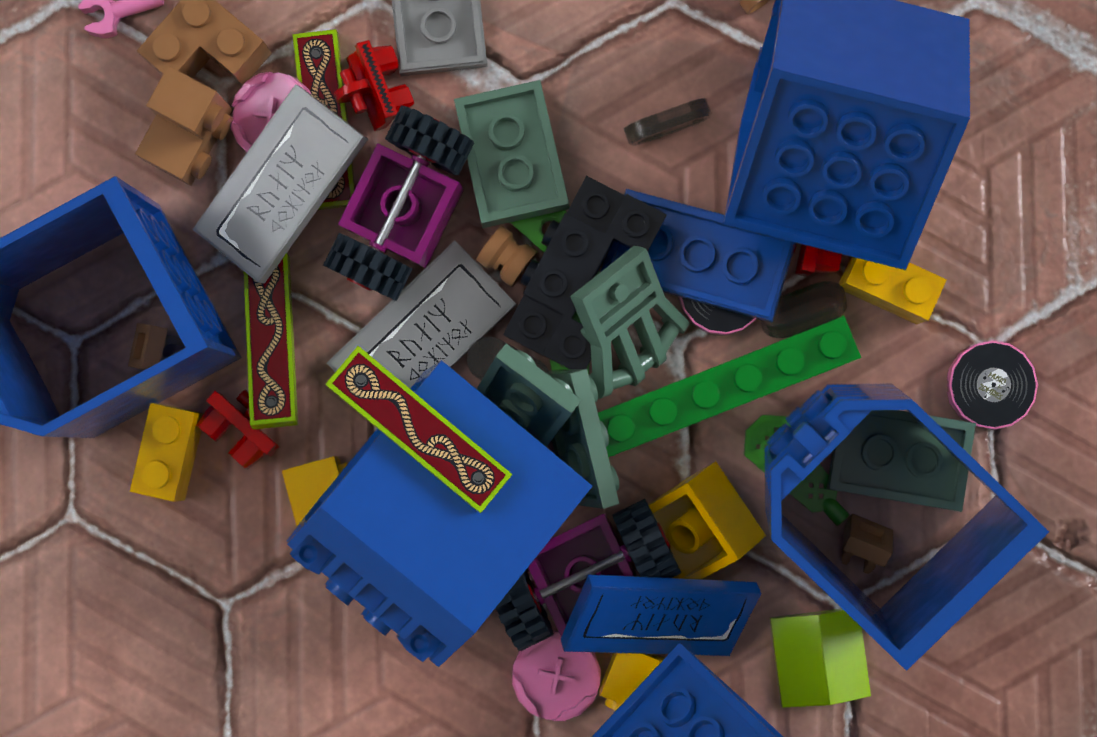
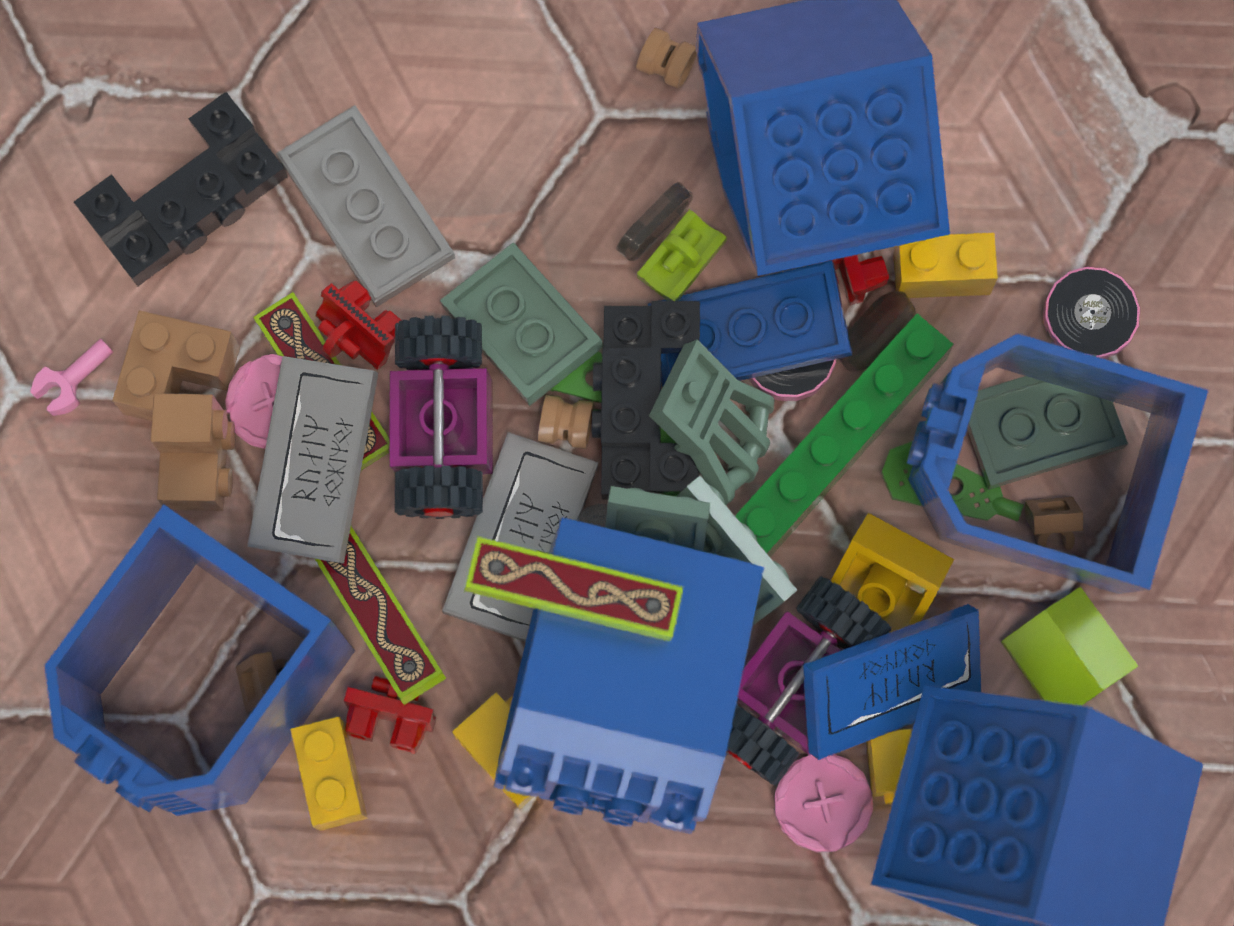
camera: 20 degrees left, 10 degrees down
(674, 165) = (681, 257): none -> lime hips

